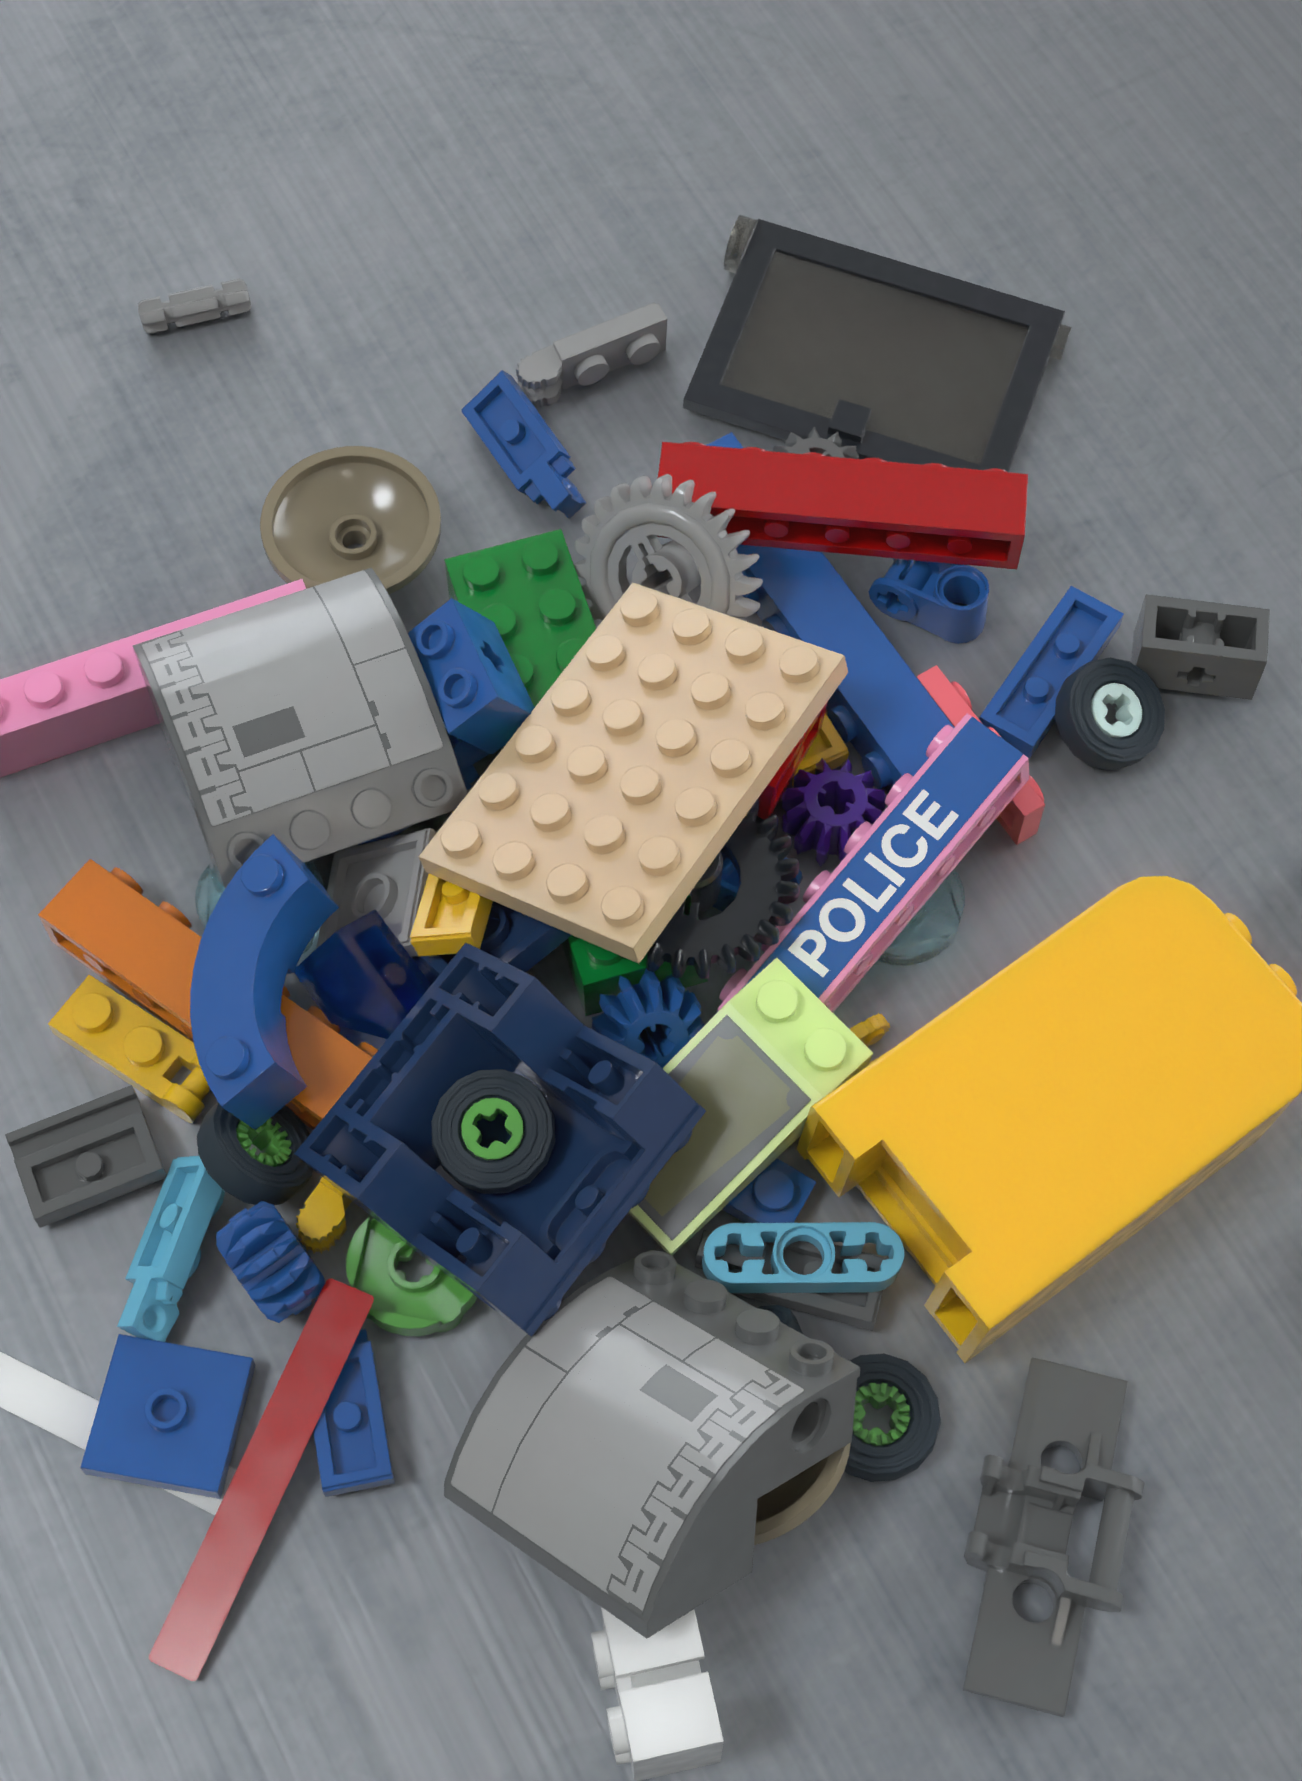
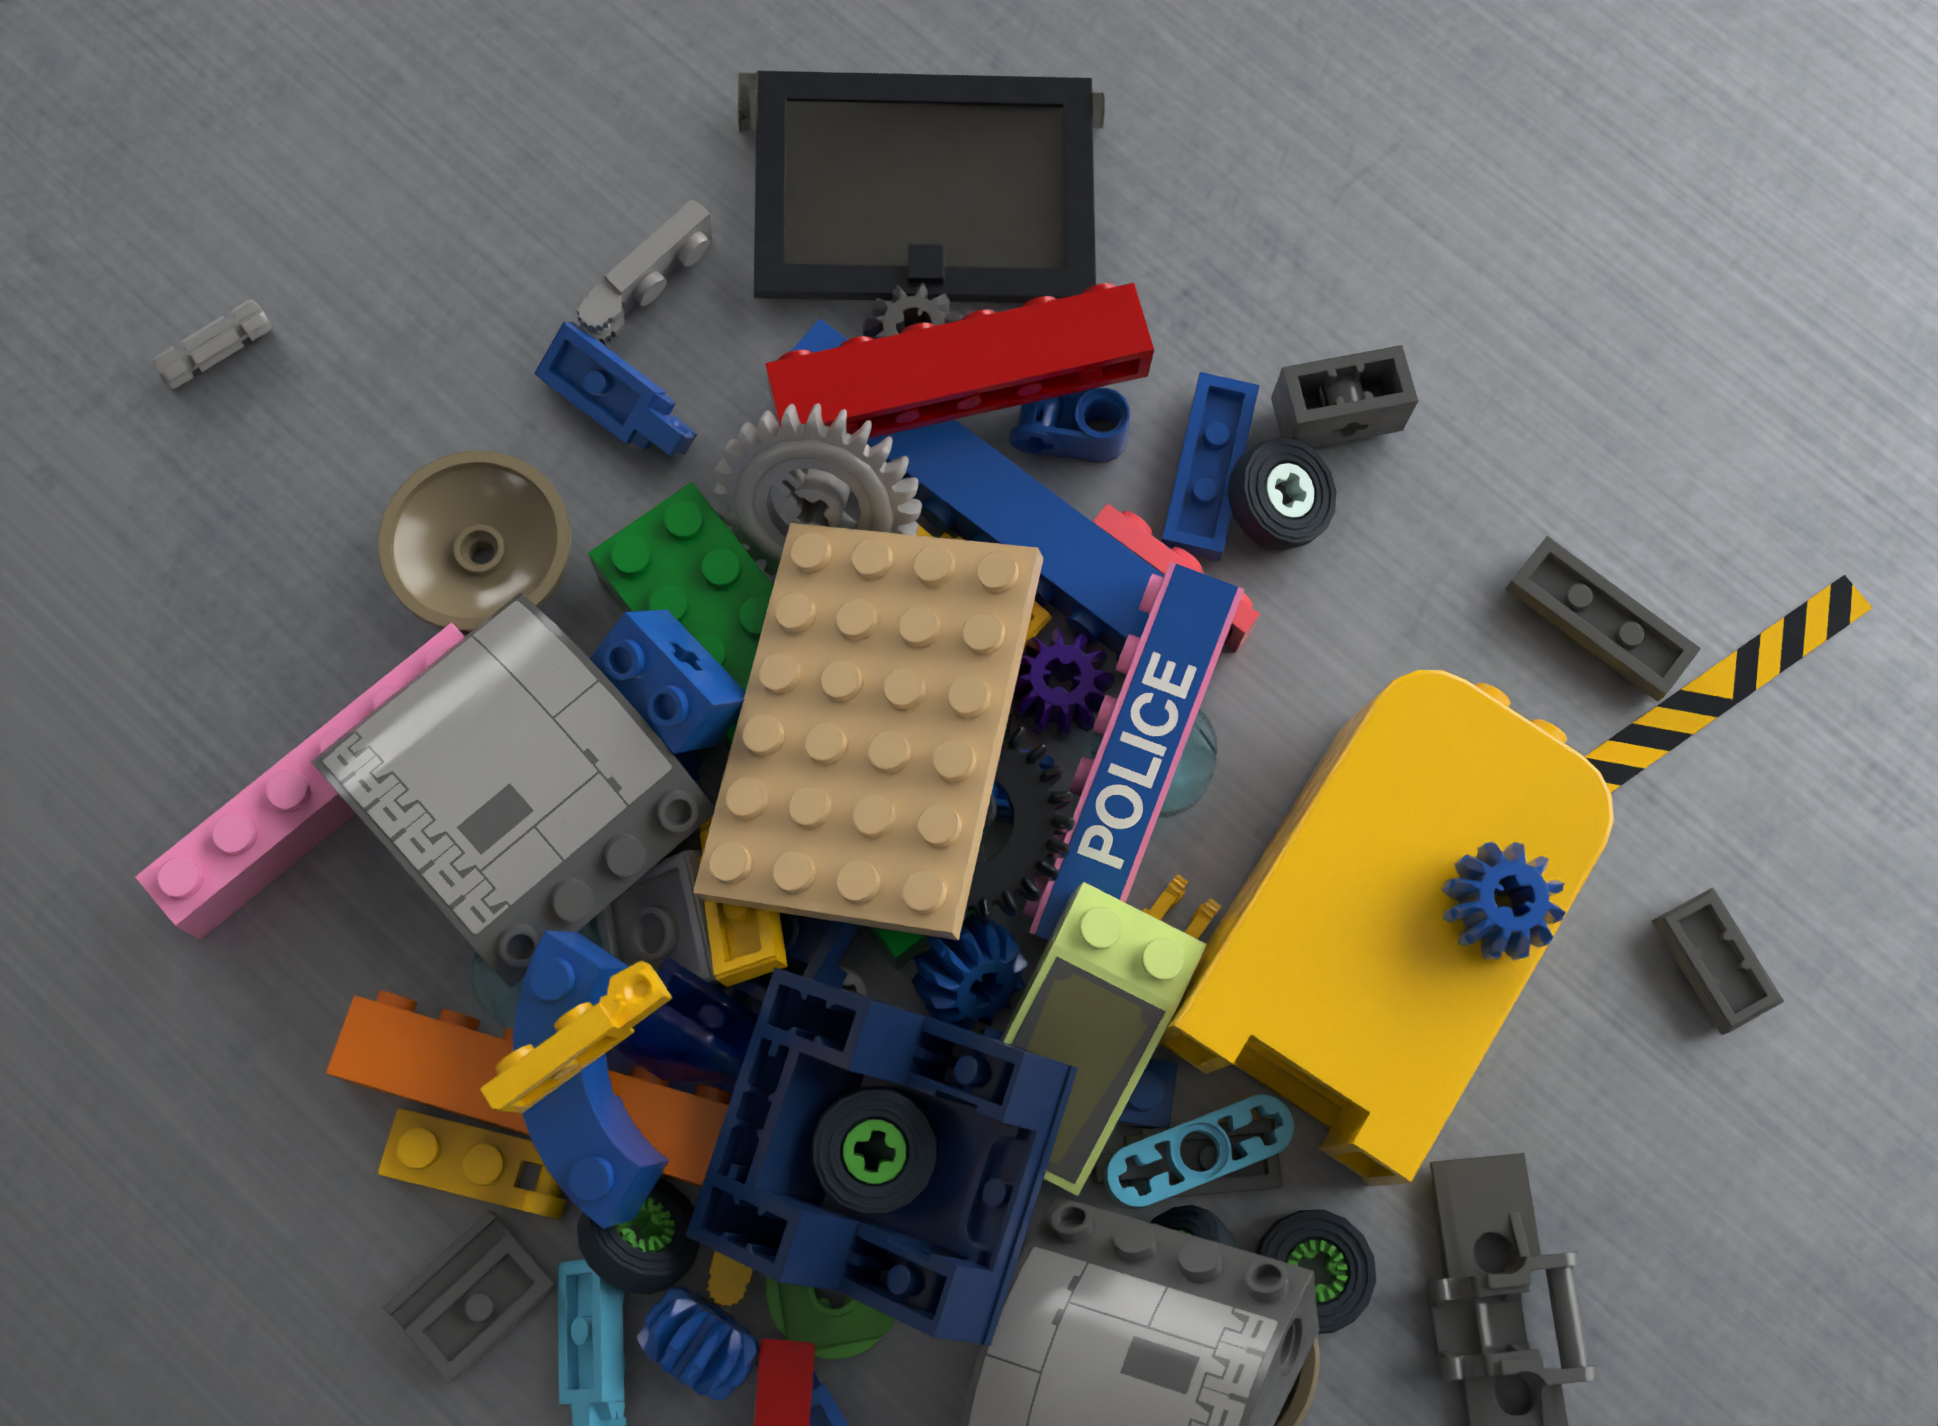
camera: 25 degrees left, 10 degrees up
(260, 930) = (580, 1039): none -> yellow hinge
(1152, 1110) = (1503, 875): none -> blue gear

